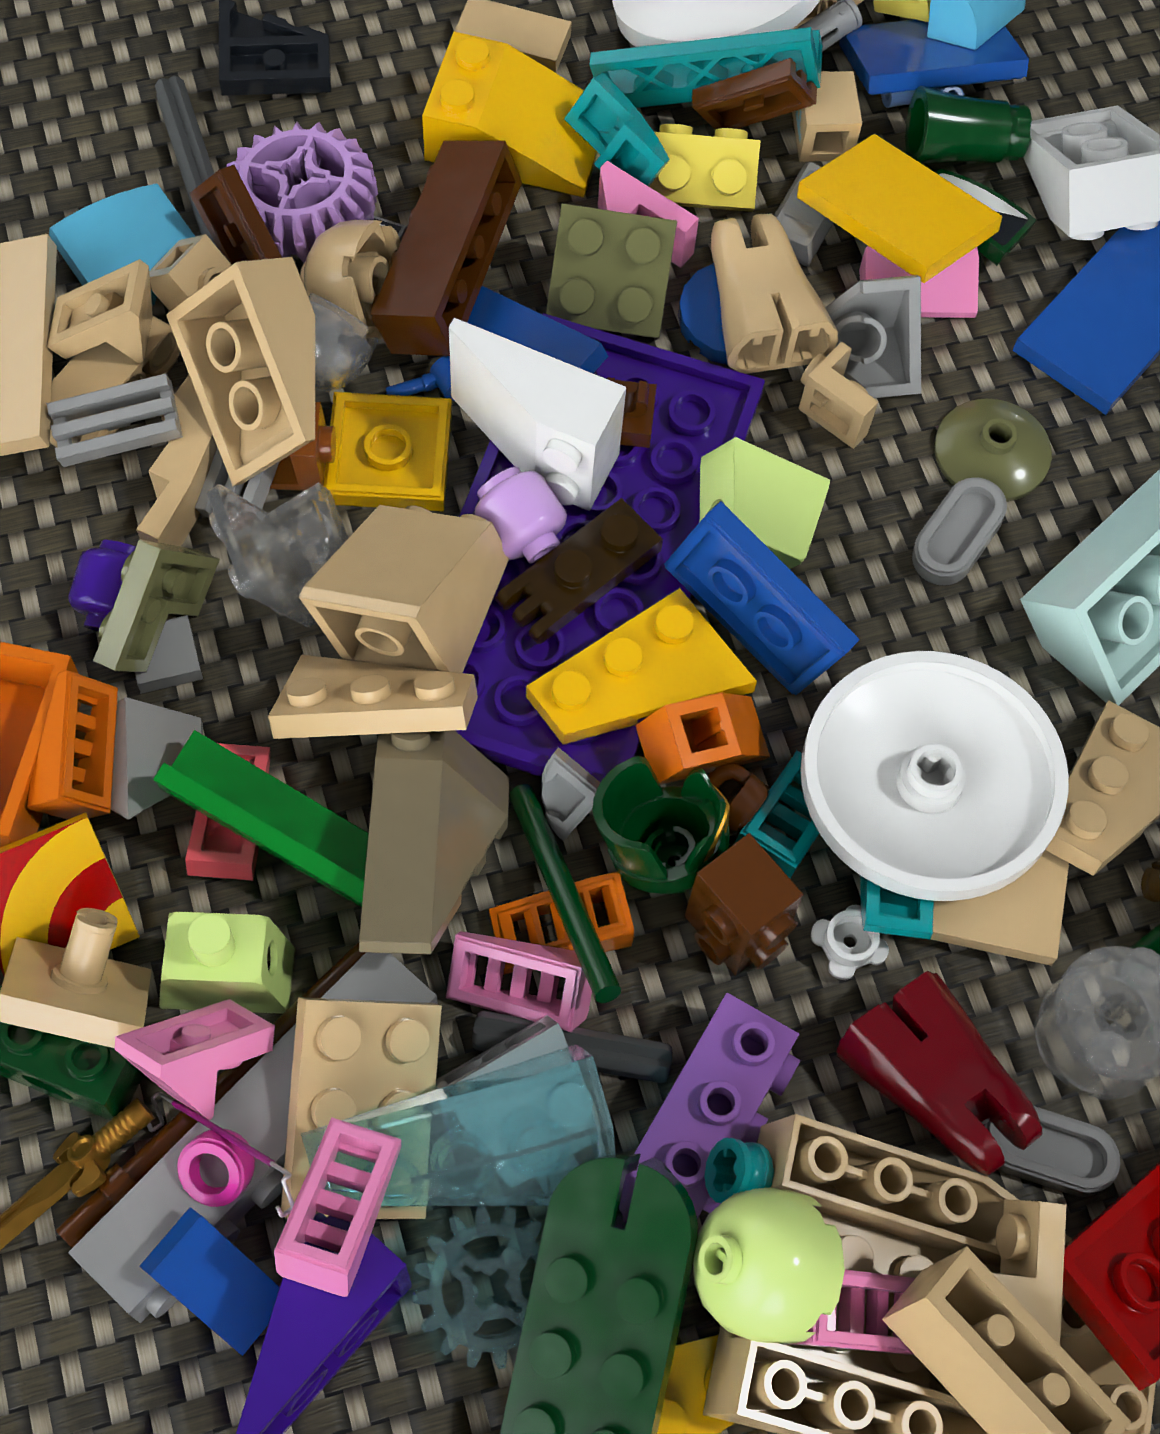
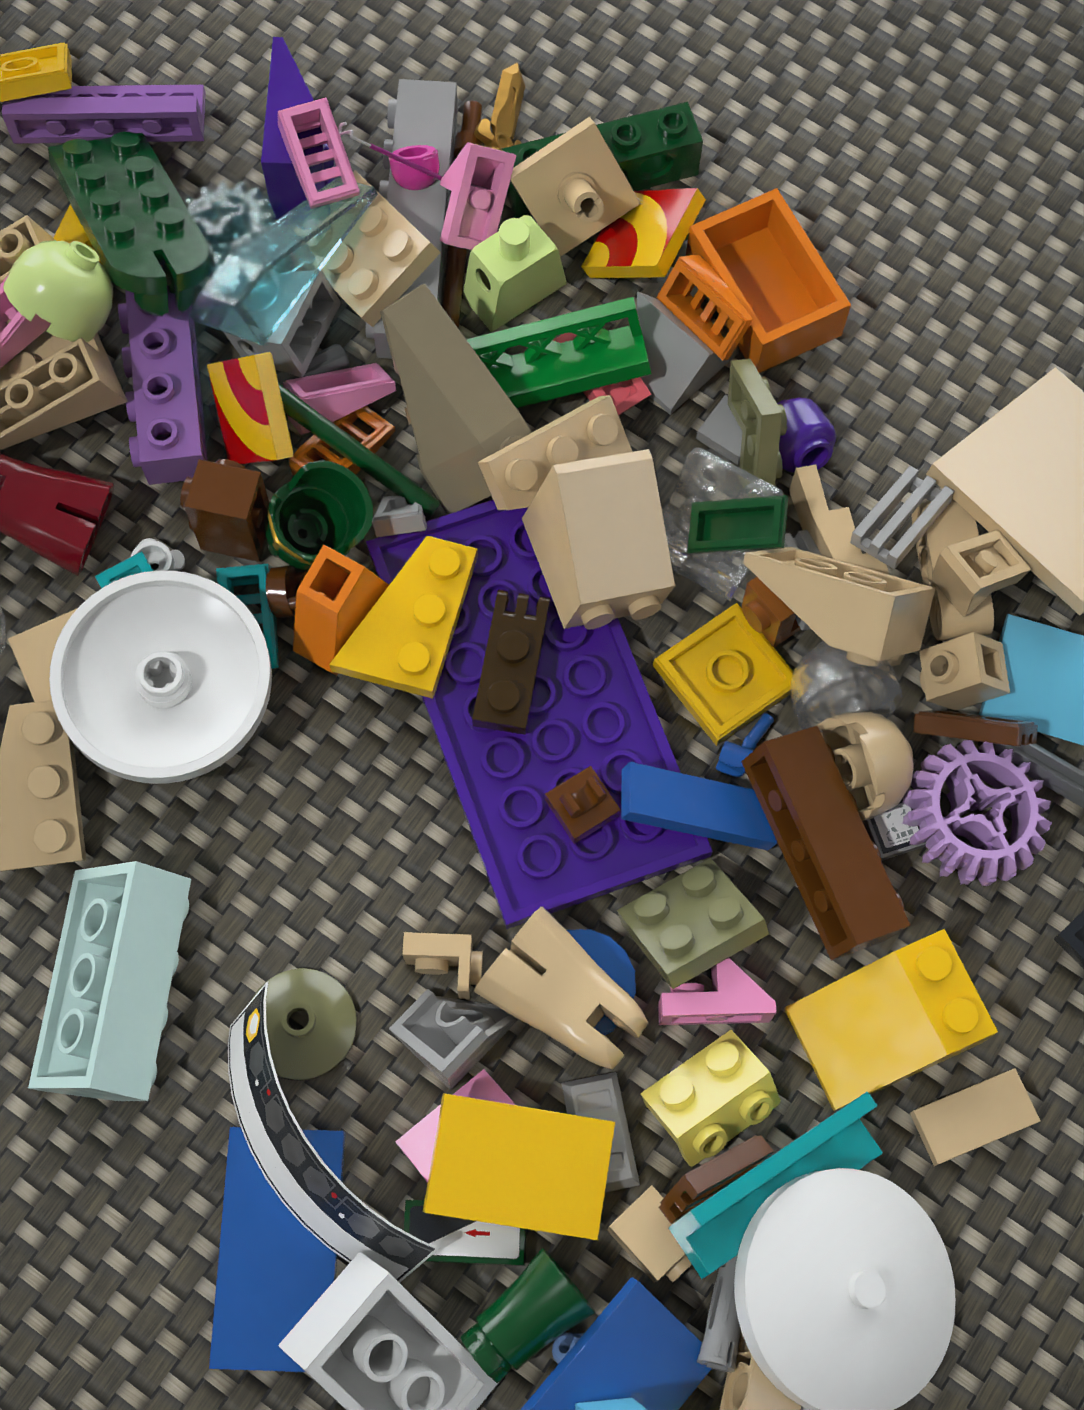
camera: 145 degrees right, 5 degrees up
(213, 1280) = (375, 121): blue tile -> none
(272, 507) = (738, 525): none -> dark green tile
(522, 512) = (579, 655): lavender head -> none
(539, 410) = (621, 718): white slope -> none
(617, 130) = (772, 1047): teal slope -> none
(642, 989) = (250, 409): none -> yellow tile
(737, 1168) = (116, 346): teal bush -> none
(759, 600) = (365, 707): blue tile -> none
(767, 494) = (423, 798): yellowish green torso -> none
(959, 531) = (277, 922): light grey tile -> none
(1078, 391) = (296, 1168): none -> sticker

